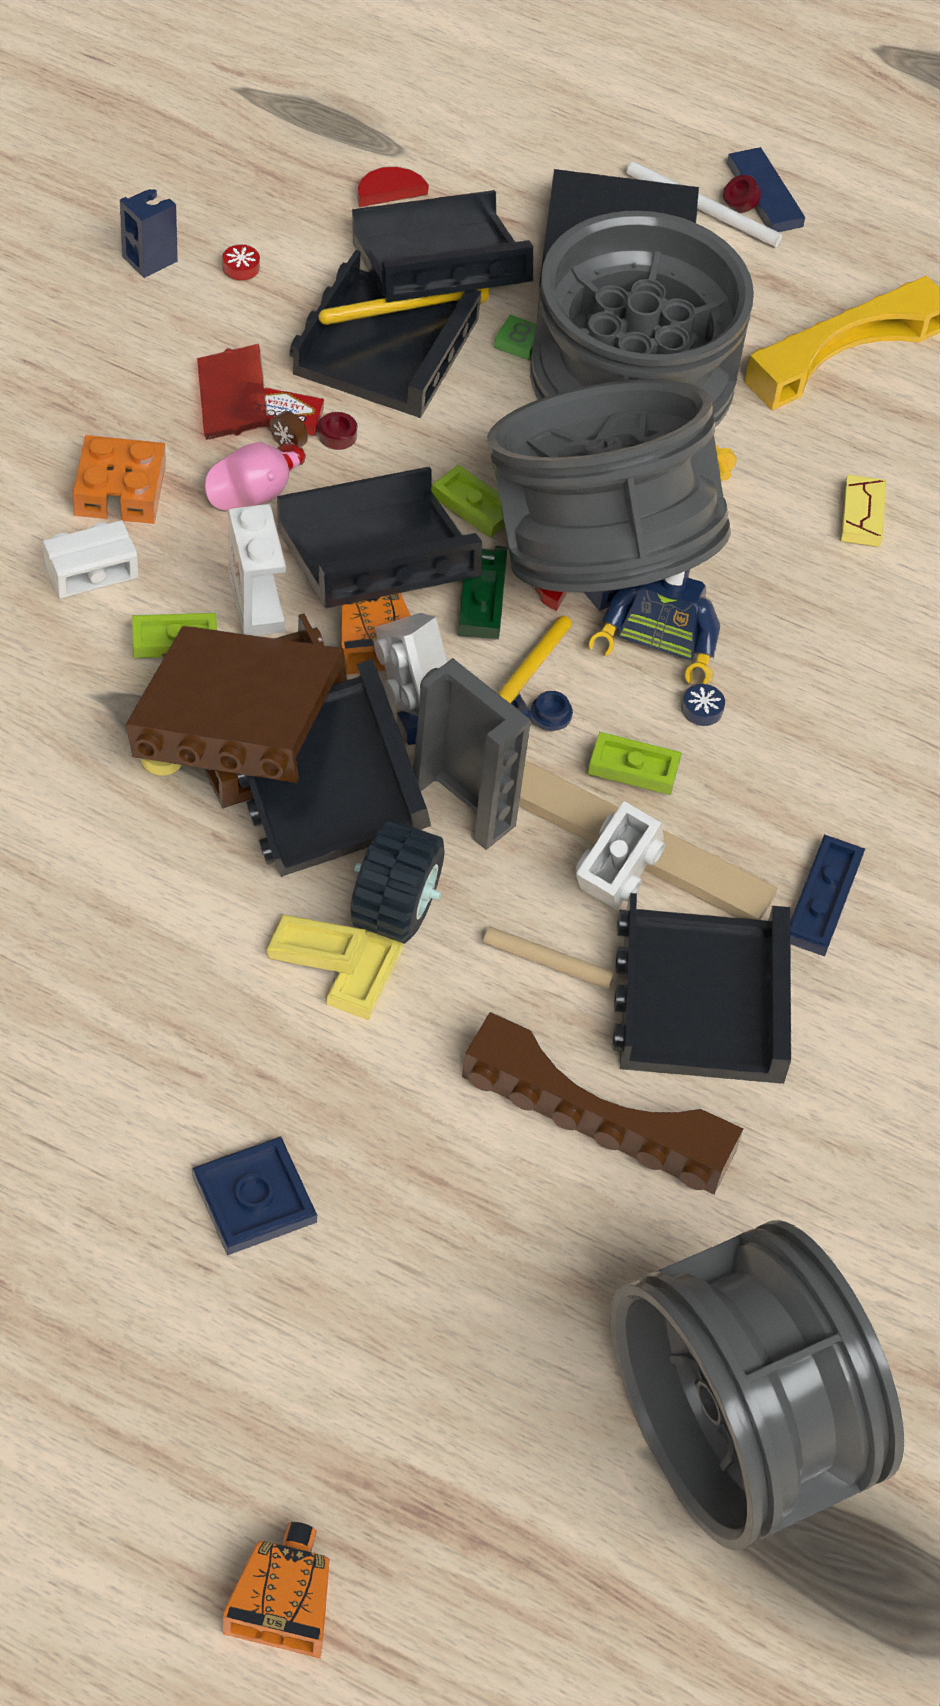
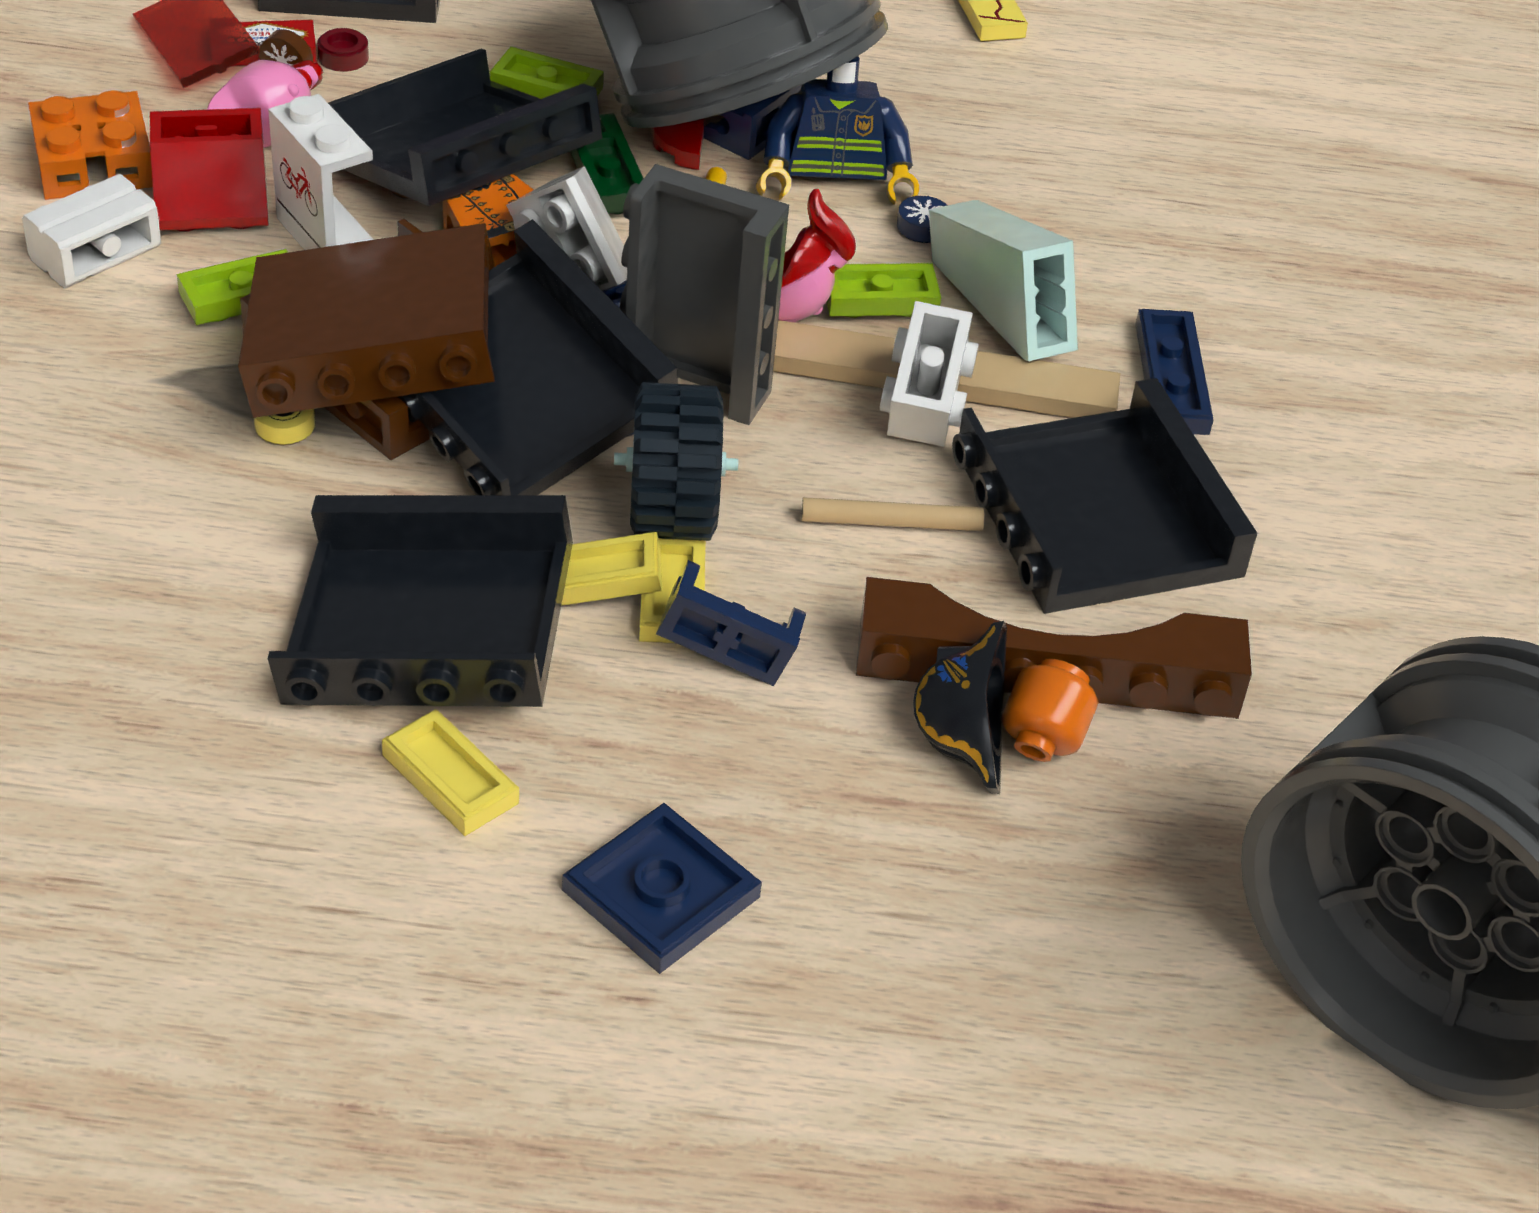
camera: 20 degrees left, 10 degrees down
(156, 1067) = (450, 772): none -> light yellow tile
(187, 528) = (208, 168): none -> red slope
(191, 939) = (428, 601): none -> black panel
(382, 1019) = (728, 630): none -> dark blue hinge
(514, 1129) = (962, 703): none -> black hat
(569, 1152) = (1049, 710): none -> orange head
(571, 740) = (813, 261): none -> hair
(728, 782) = (1011, 274): none -> light aqua slope

